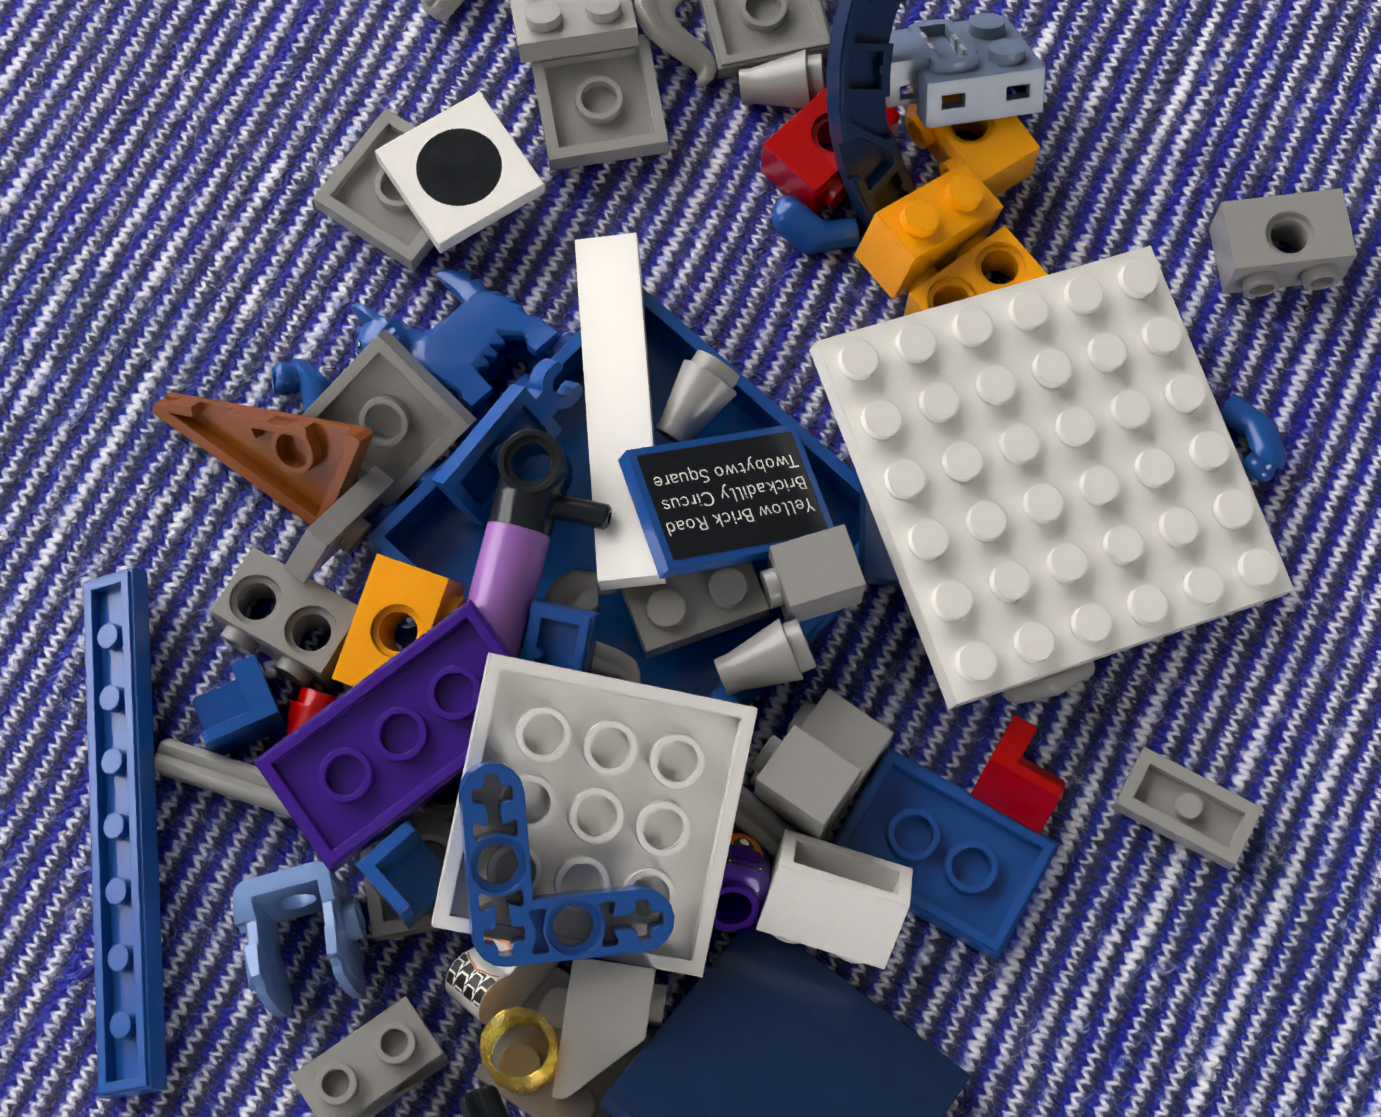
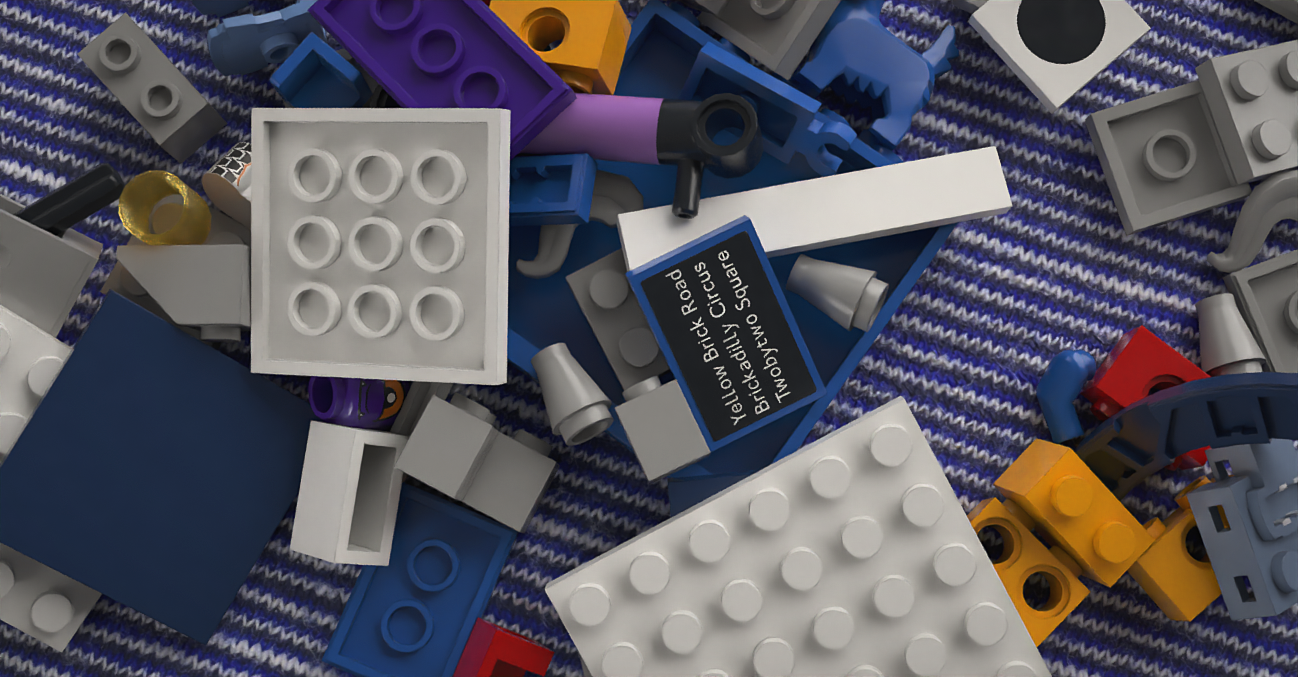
camera: 85 degrees right, 10 degrees up
(538, 912) = (272, 198): blue beam -> none

